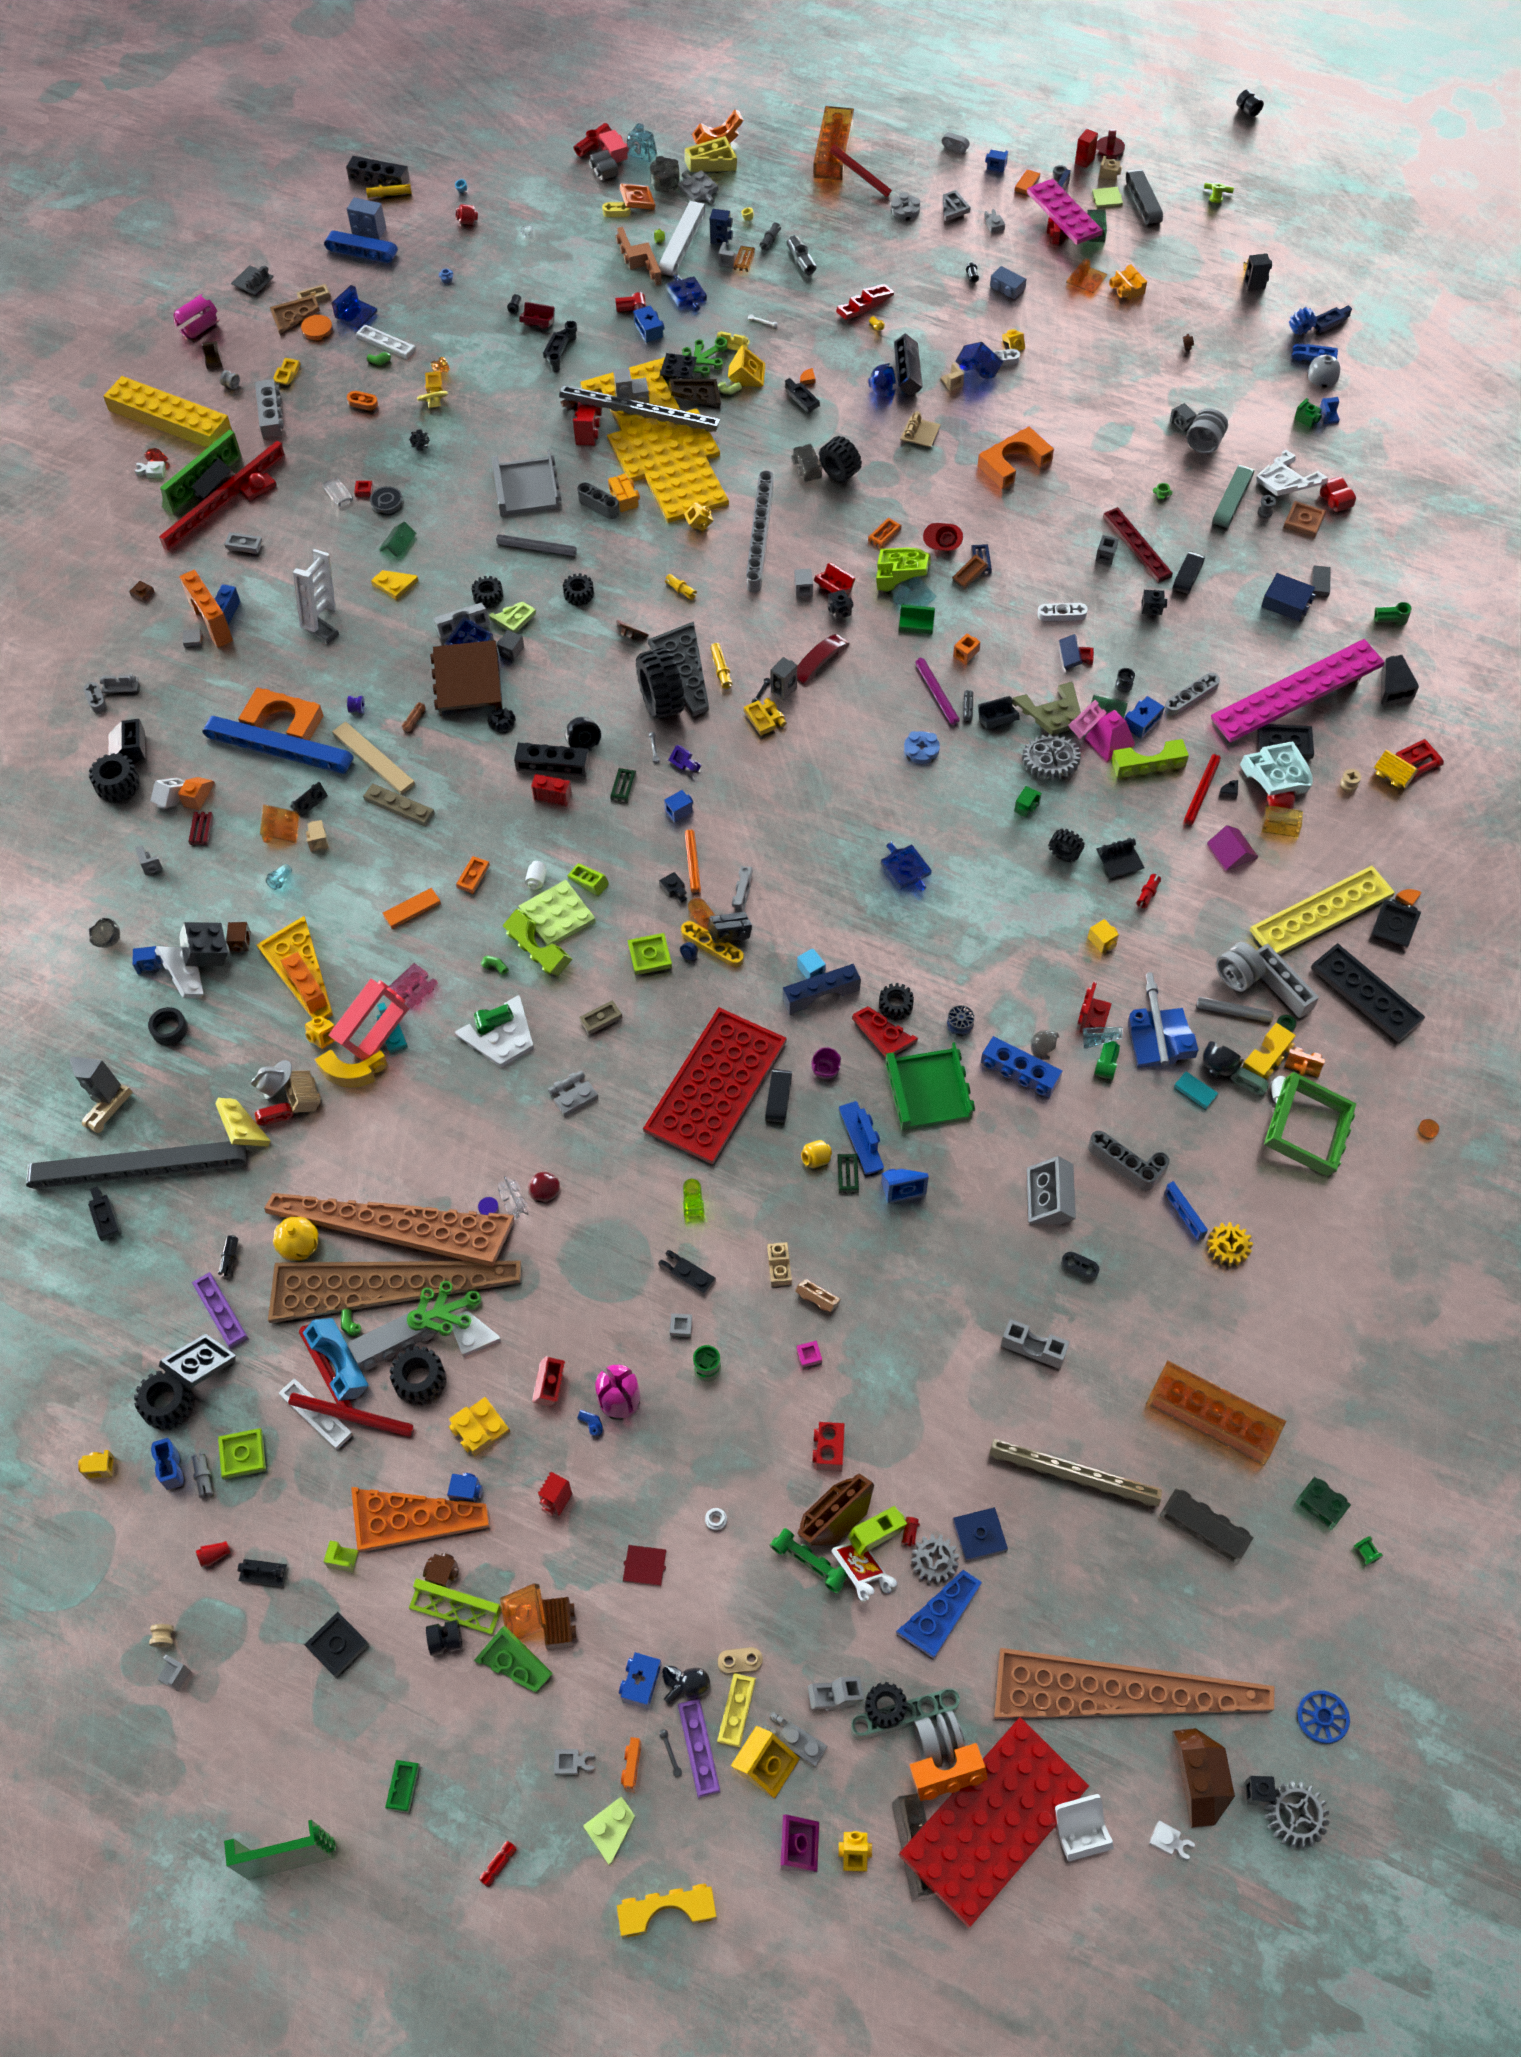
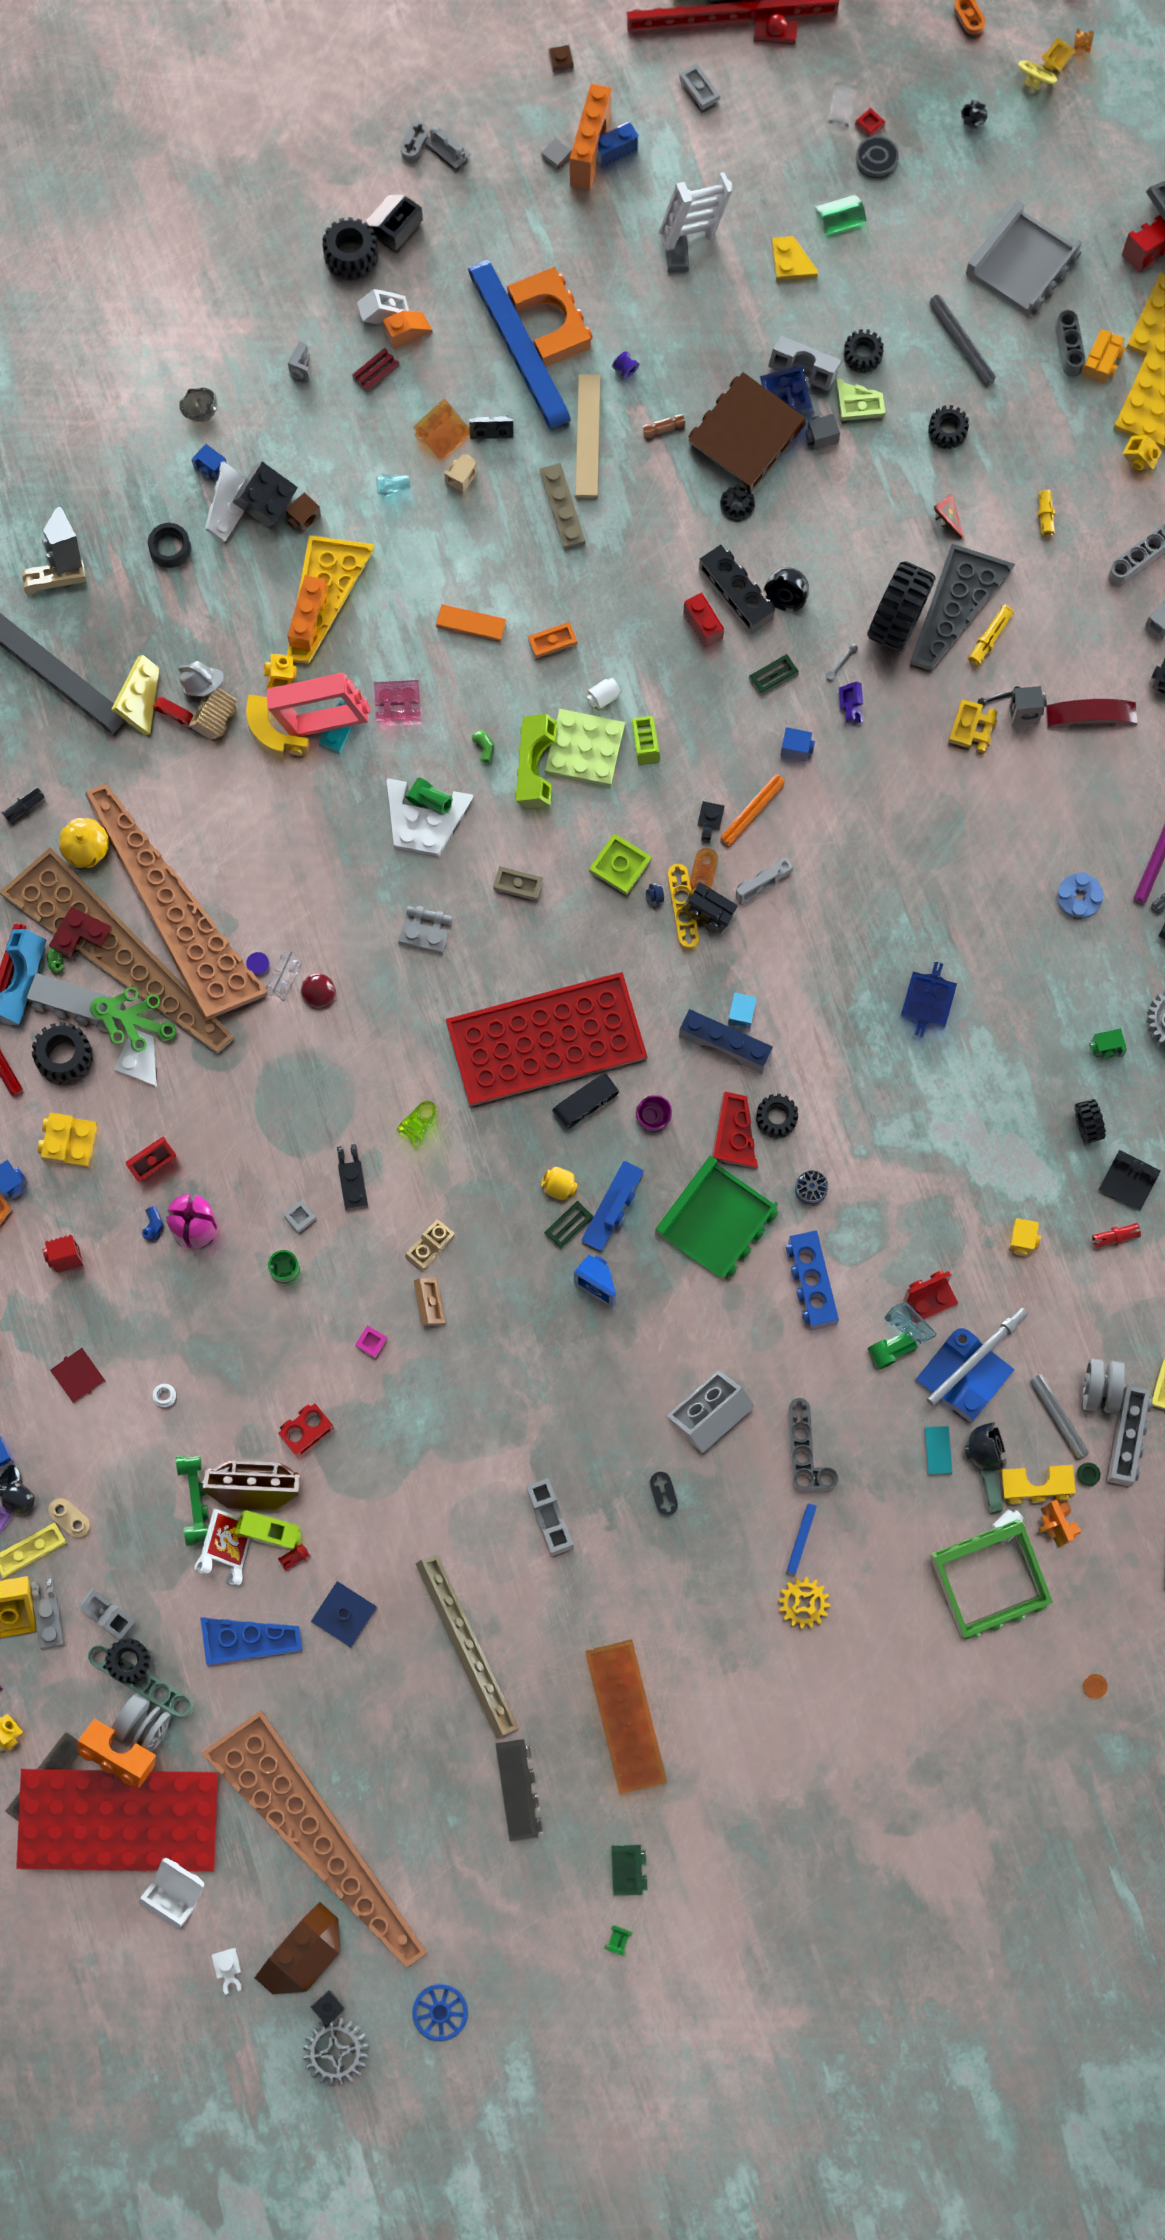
camera: 45 degrees right, 15 degrees up
(346, 1289) = (79, 926): none -> dark red plate
(926, 1556) = (283, 1587): light grey gear -> none
(1043, 1043) = (853, 1279): clear smoke hair -> none

